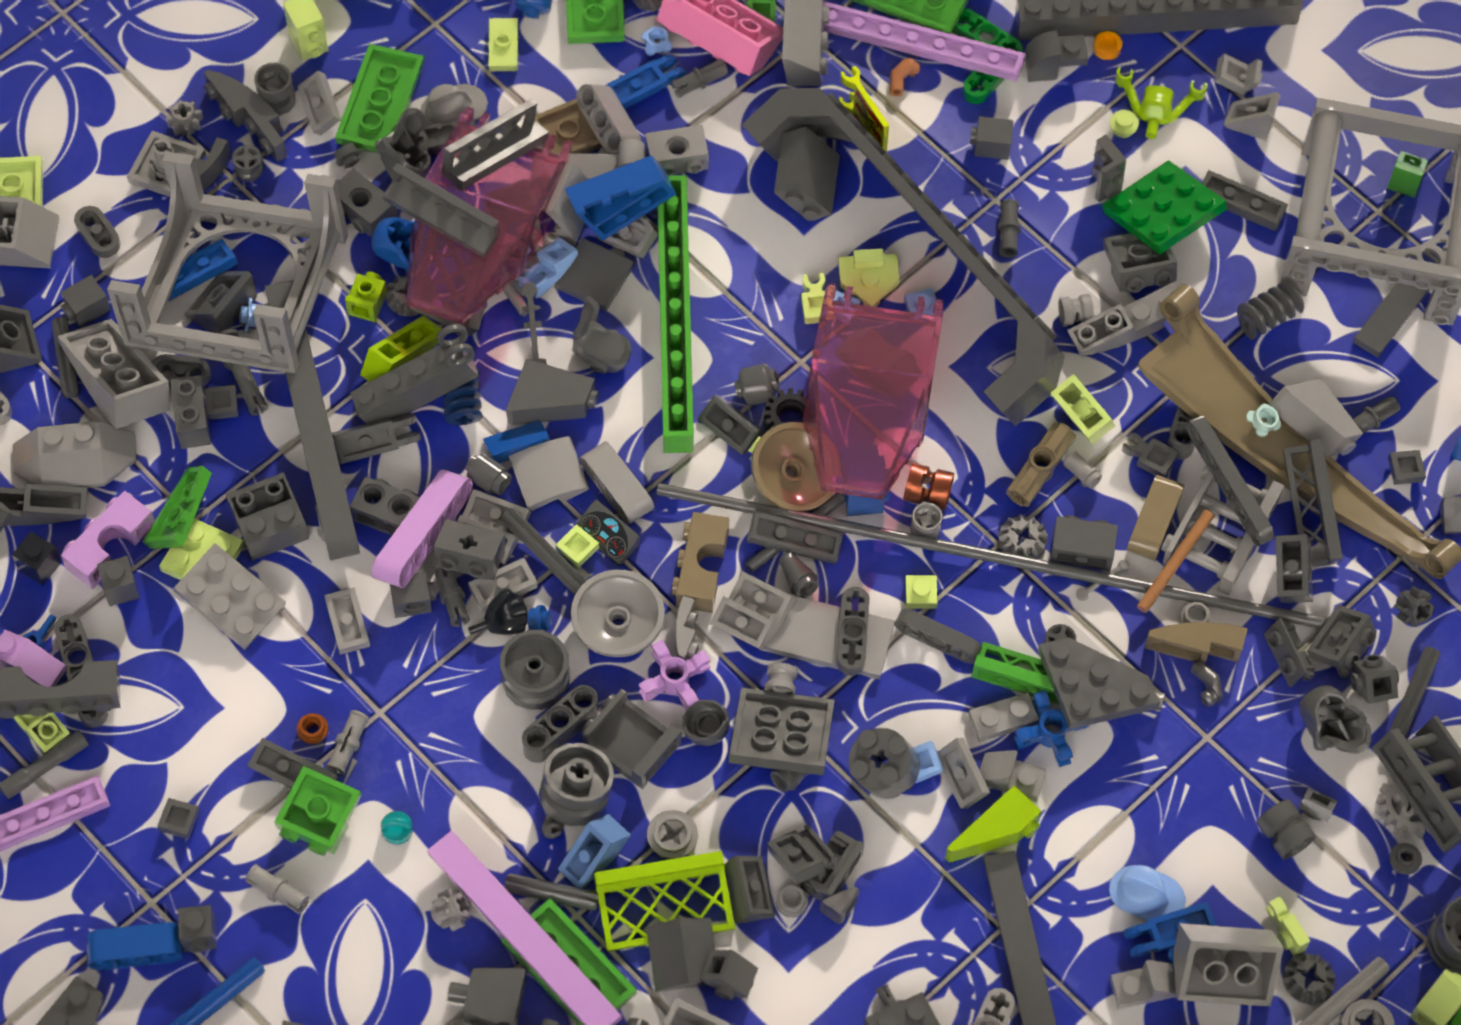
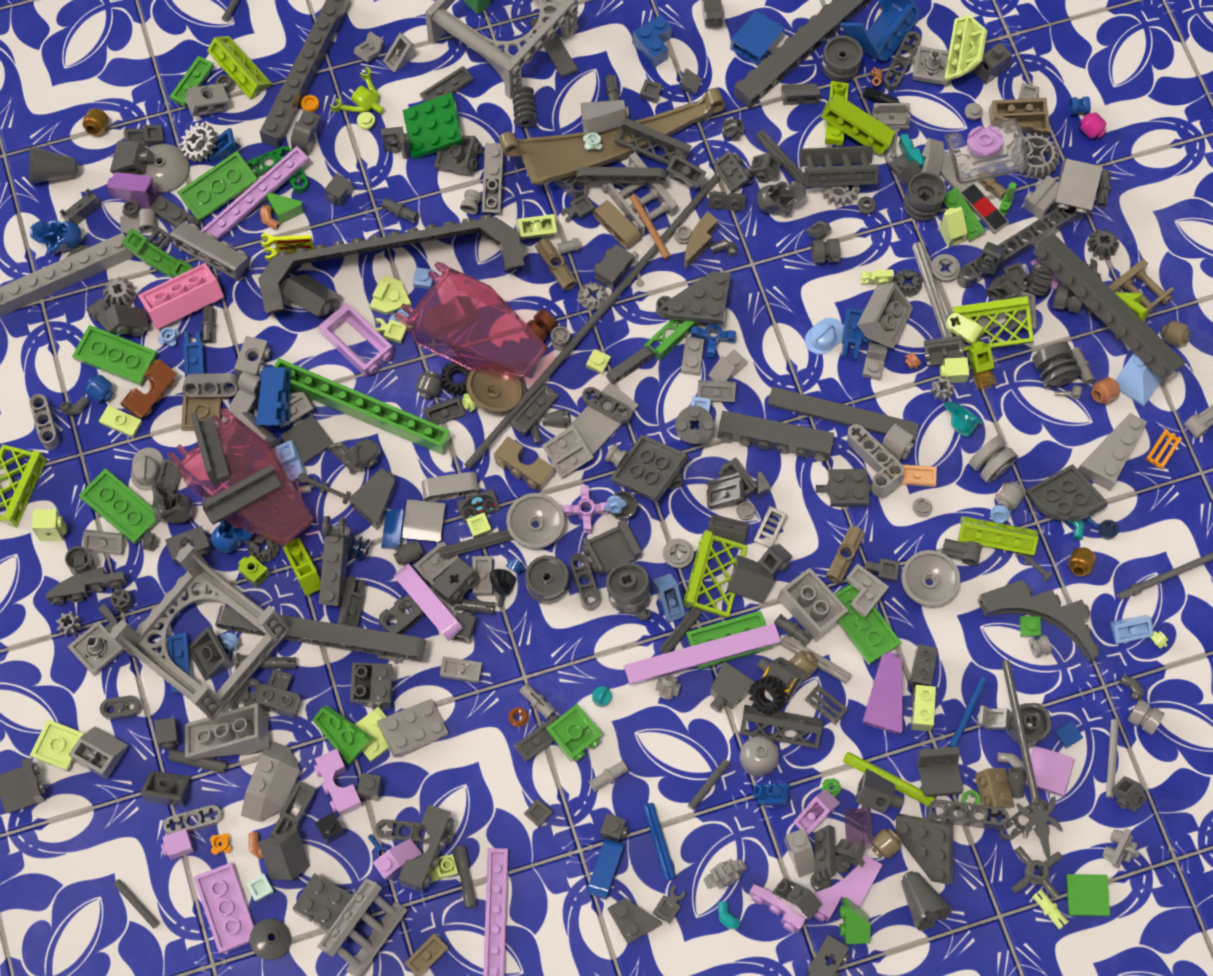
camera: 65 degrees left, 5 degrees up
(537, 50) = (160, 377): none -> dark orange arch
(685, 634) = (567, 494): light grey slope -> none
(695, 706) = (615, 504): none -> light blue plate
(772, 223) = (349, 315): none -> lavender piece
(784, 960) = (777, 513): none -> light grey slope
(924, 85) = (285, 207): none -> bright green slope
(934, 889) = (775, 435): none -> dark grey brick
(998, 827) = (754, 384): lime slope -> none

